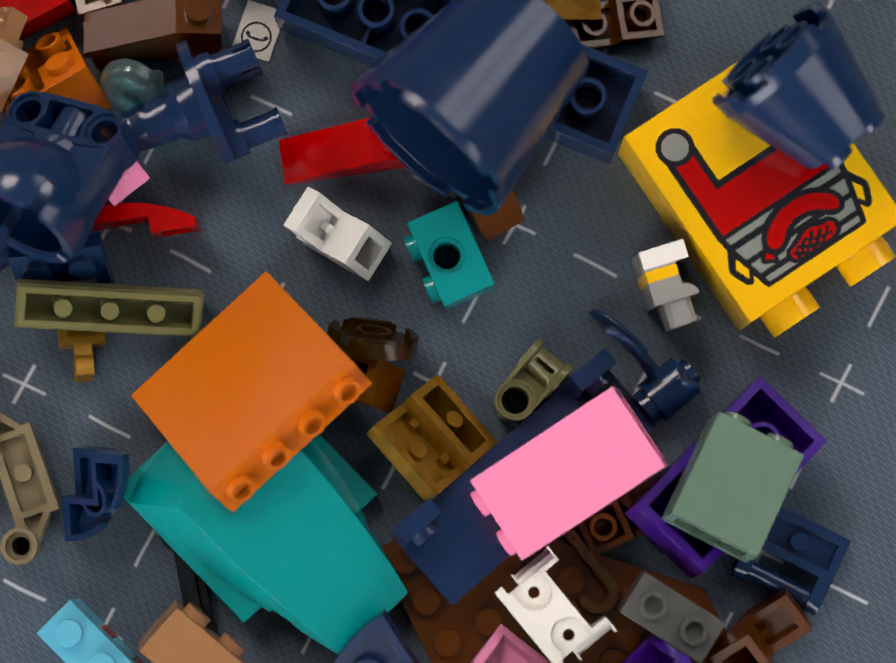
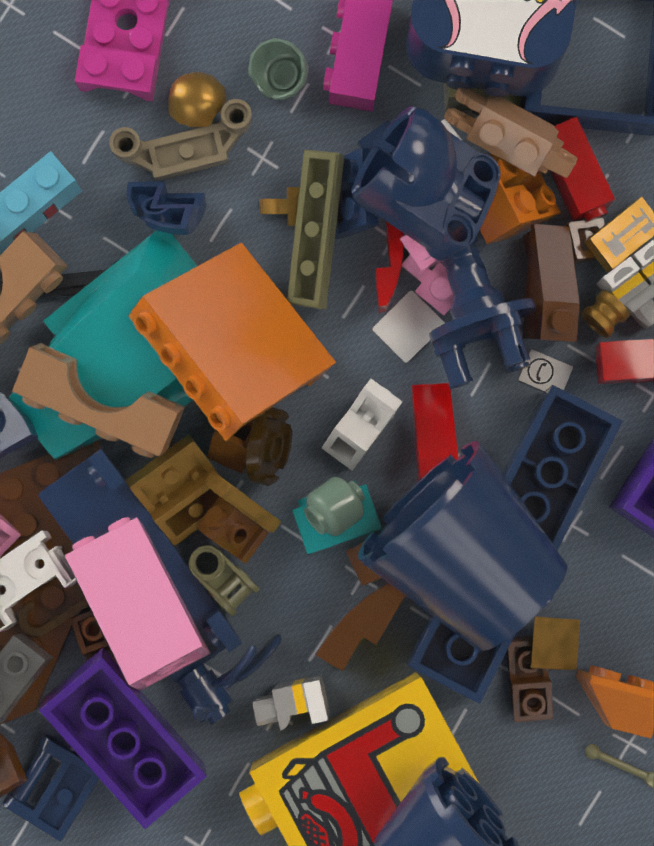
camera: 85 degrees right, 0 degrees up
(130, 83) = (503, 261): clear light blue hair -> none
(164, 165) = (434, 285): none -> bright pink plate
(215, 193) = (408, 326): none -> white sticker
(319, 596) = (53, 381): none -> medium nougat arch
(437, 253) = (334, 506): none -> sand green head
(440, 364) = (242, 502): none -> pearl gold tile
(474, 374) = (232, 530): none -> reddish brown brick
(563, 213) = (366, 620): none -> reddish brown slope
(733, 485) = (109, 743): sand green brick -> none

